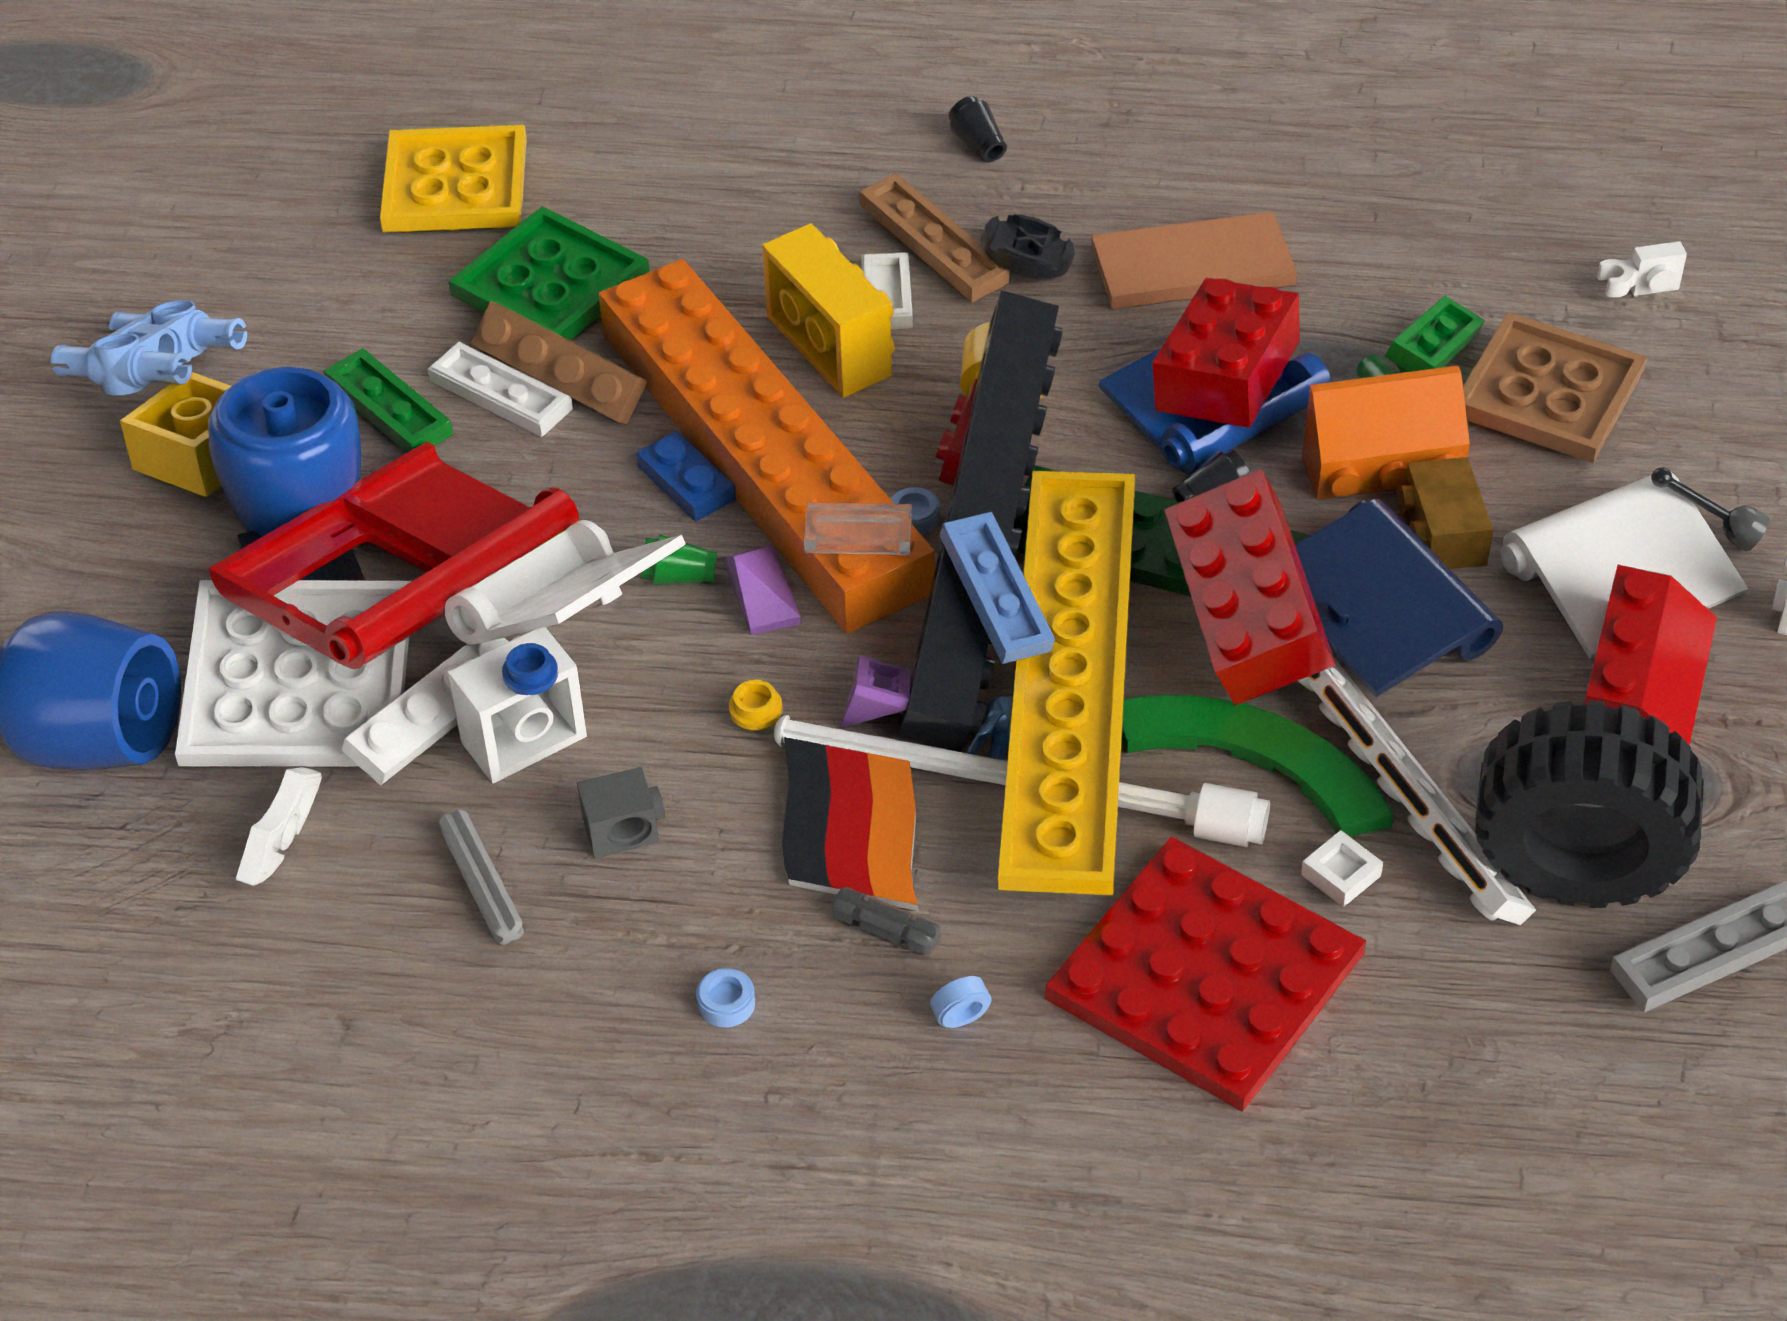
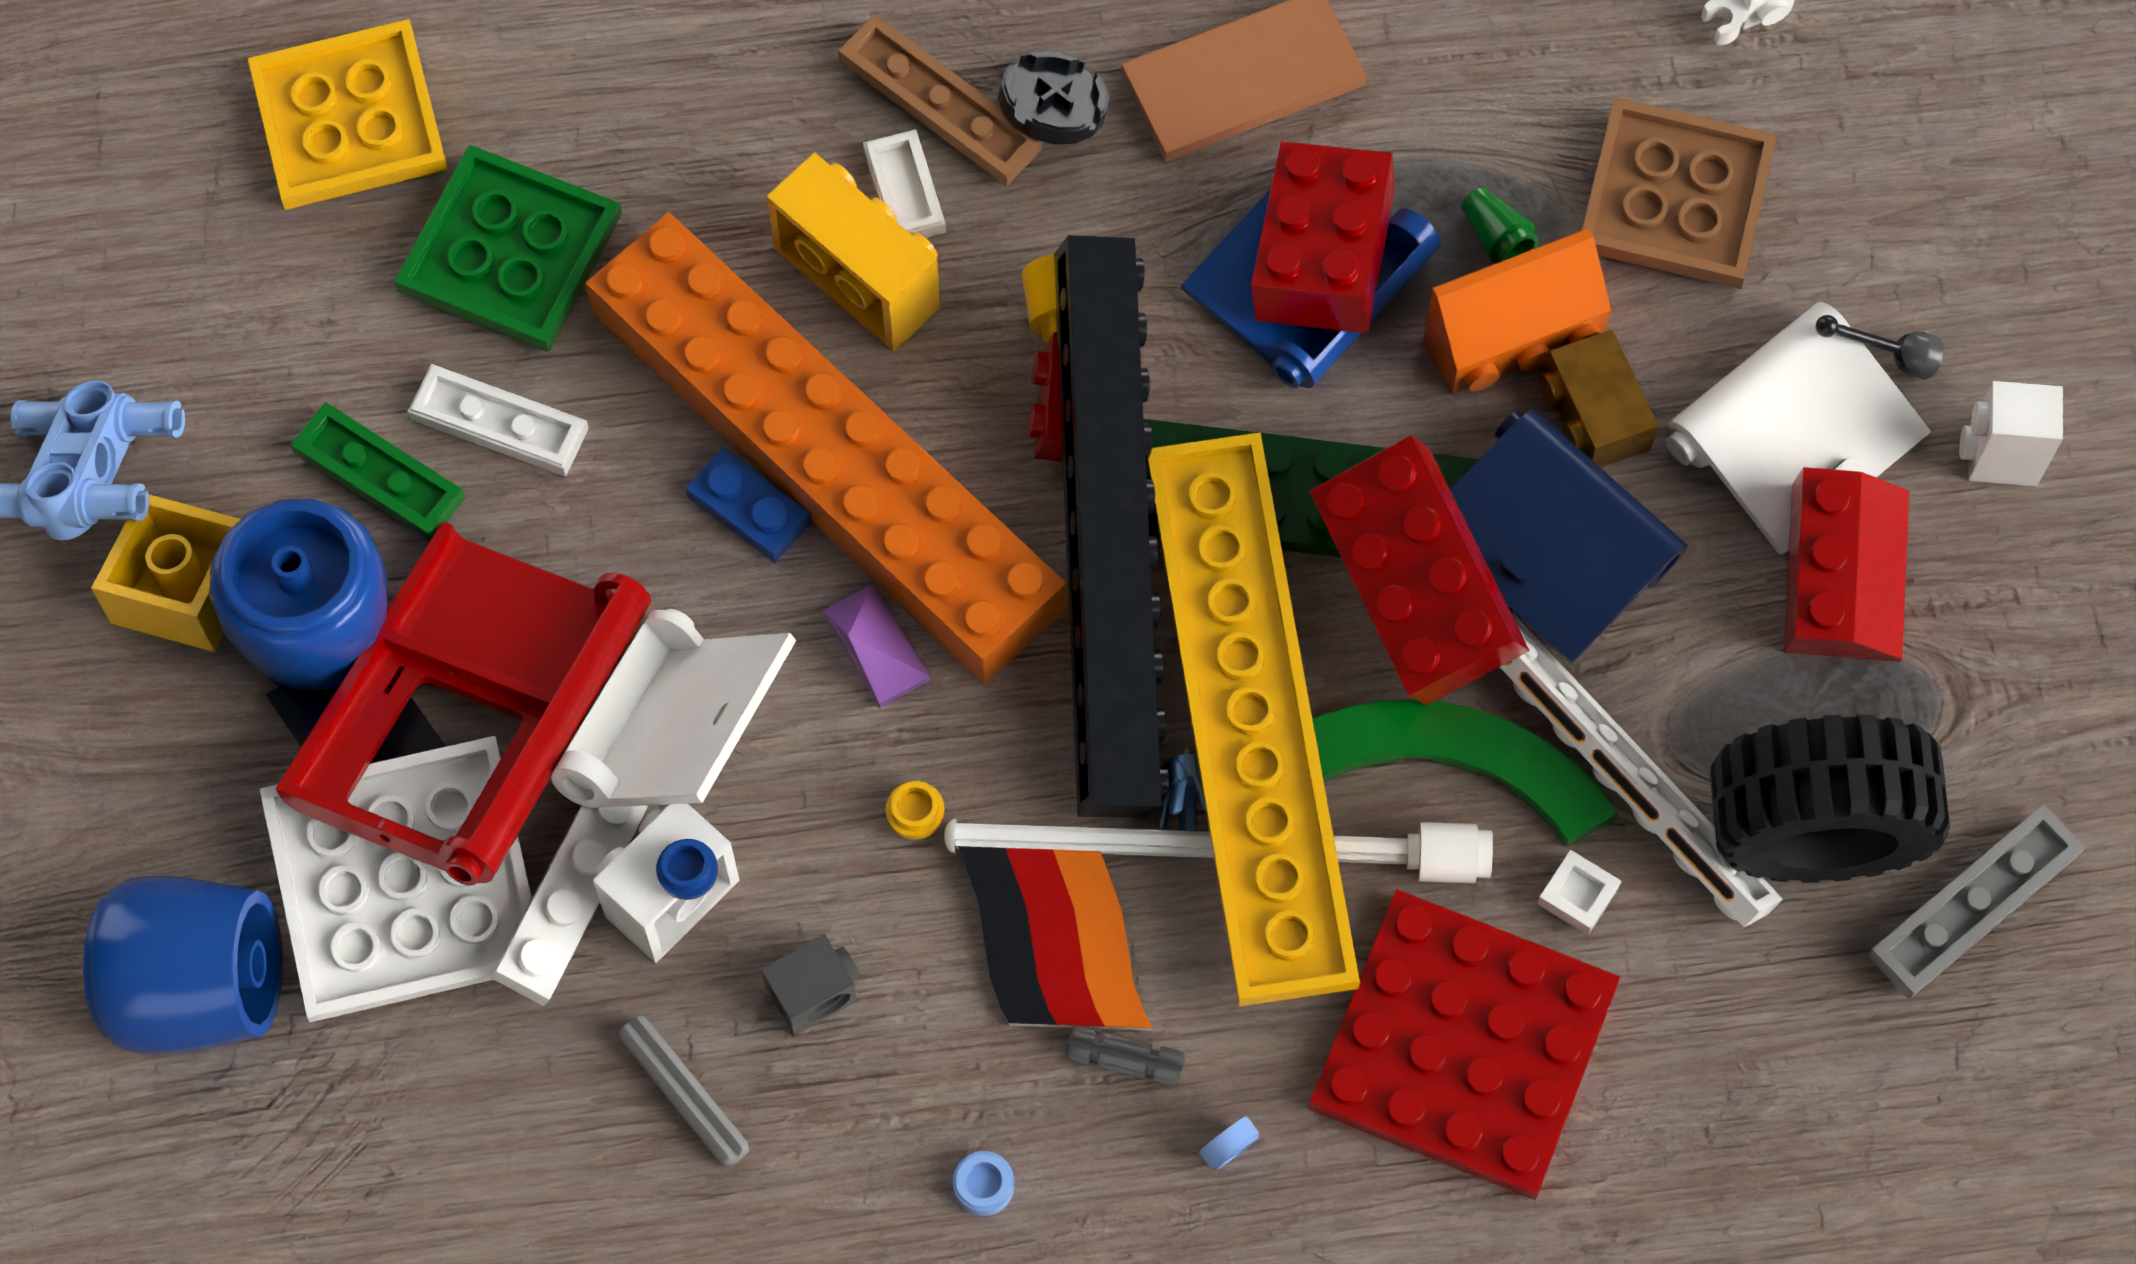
camera: 15 degrees left, 20 degrees up
(278, 825) = (451, 1081): white tile -> none
(559, 362) = (558, 375): medium nougat plate -> none
(682, 566) = (802, 626): green cone -> none
(858, 528) = (981, 581): clear tile -> none
(876, 691) = (1044, 767): medium lavender slope -> none
(924, 507) = (1018, 503): light blue tile -> none
(997, 587) = (1154, 638): medium blue plate -> none
(1214, 472) = (1339, 403): black cone -> none
(1434, 337) = (1543, 158): green plate -> none

